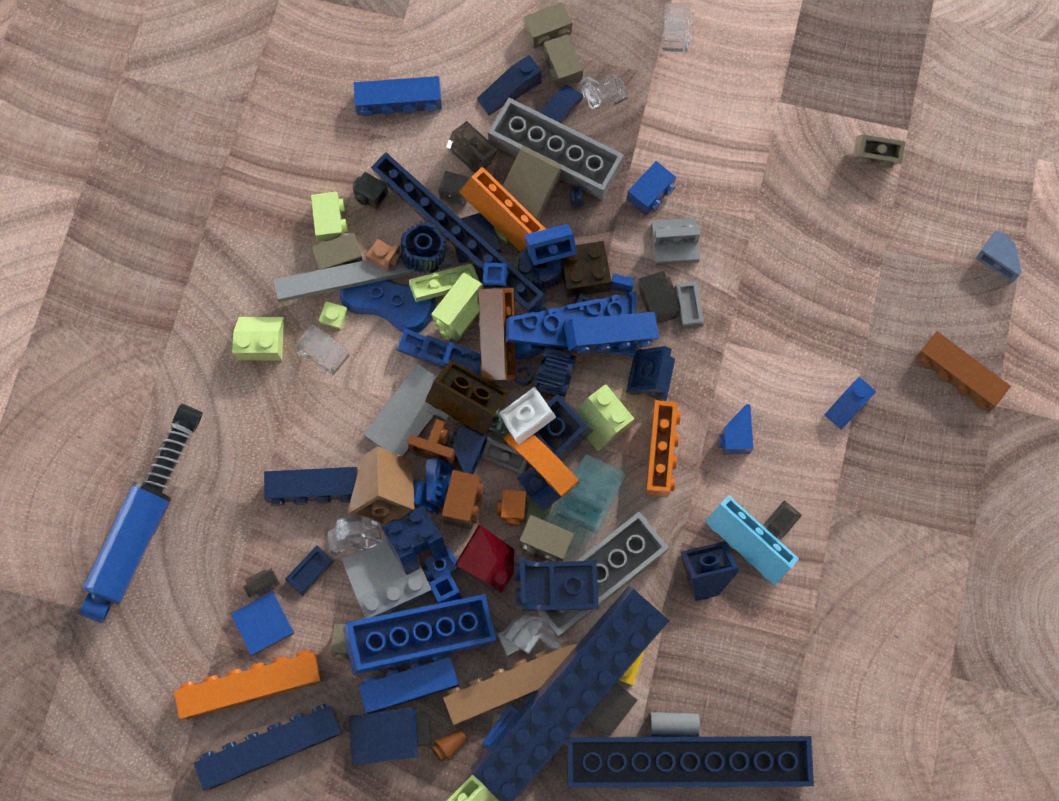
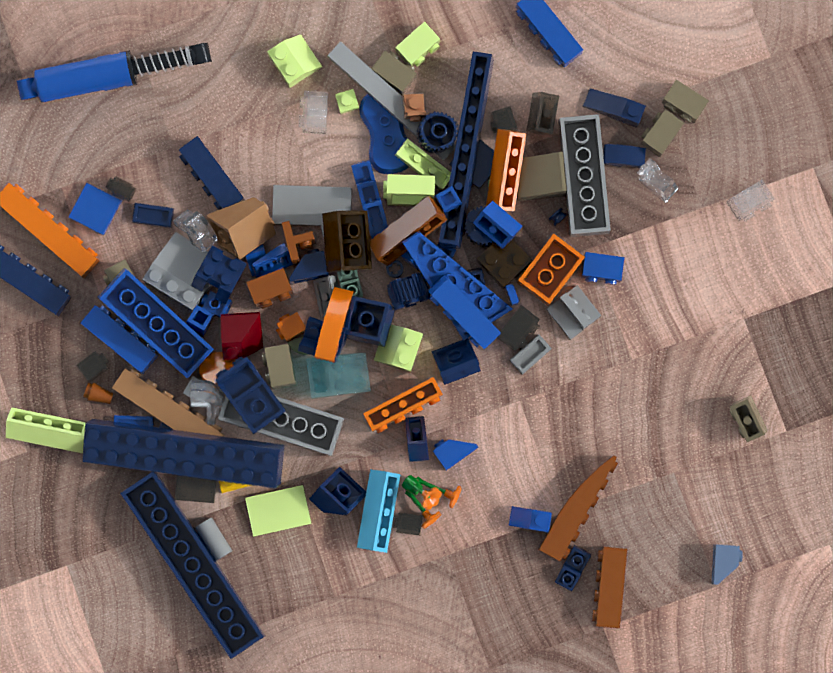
camera: 55 degrees right, 10 degrees up
(369, 190) = (459, 60): pearl dark grey brick -> none
(383, 736) = (73, 345): dark blue tile -> none
(504, 606) = (212, 365): none -> orange tile
(526, 415) = (360, 292): white tile -> none
(623, 232) = (550, 269): none -> orange brick
(686, 640) = (278, 510): none -> yellowish green tile
(703, 458) = (416, 439): none -> dark blue slope
(747, 490) = (431, 498): none -> plant
(869, 358) = (575, 512): none -> dark orange slope
(920, 396) = (573, 568): none -> dark blue slope

